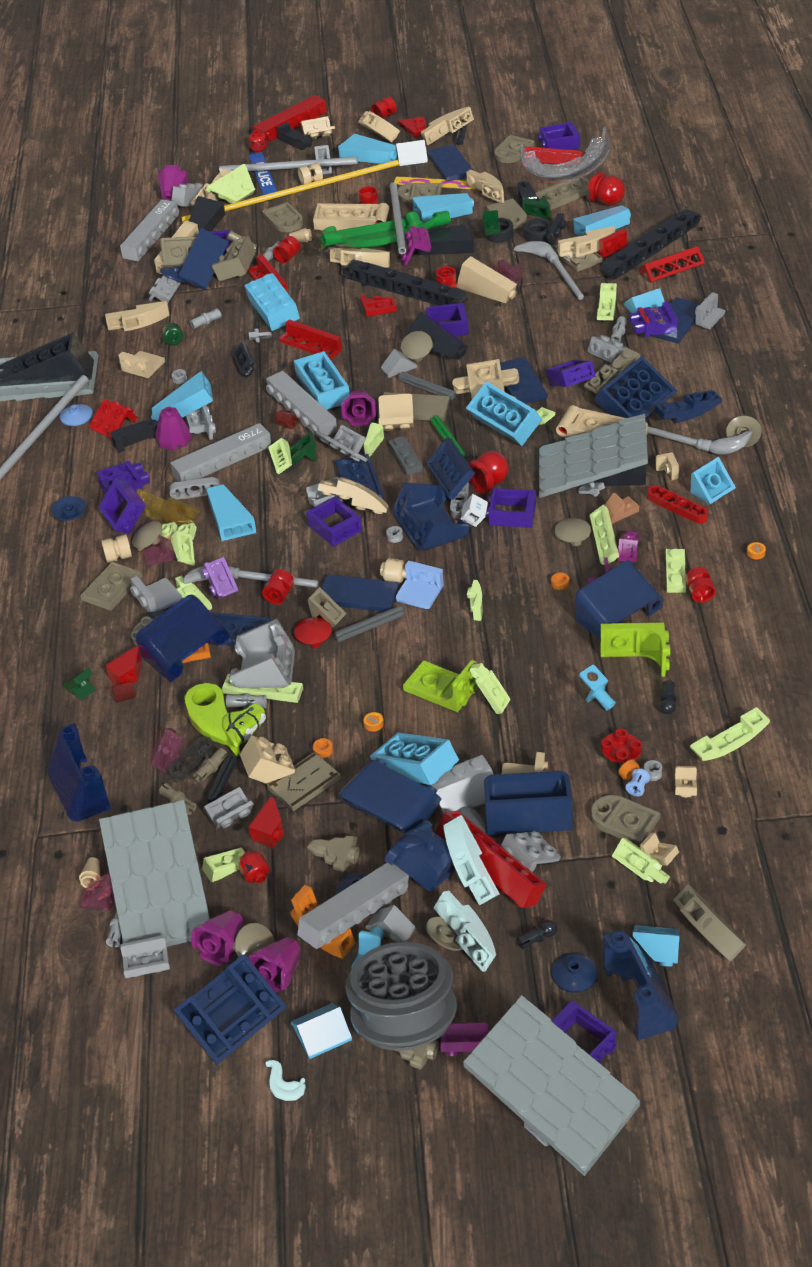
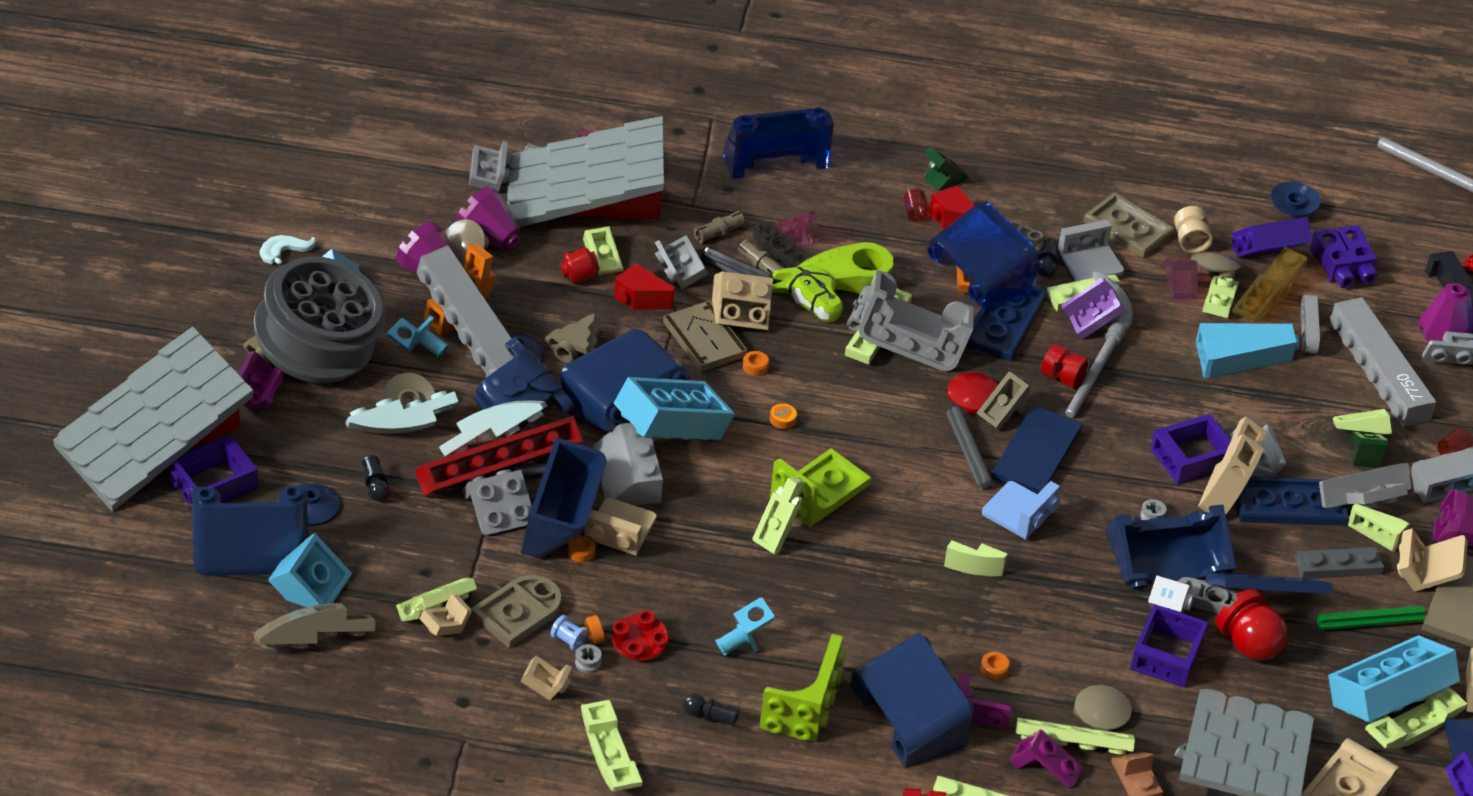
camera: 95 degrees right, 0 degrees up
(183, 547) = (1176, 293): yellowish green slope -> none
(230, 1009) = (384, 211): dark blue slope -> none
(393, 570) = (1069, 482): tan head -> none
(393, 924) = (446, 364): light grey slope -> none

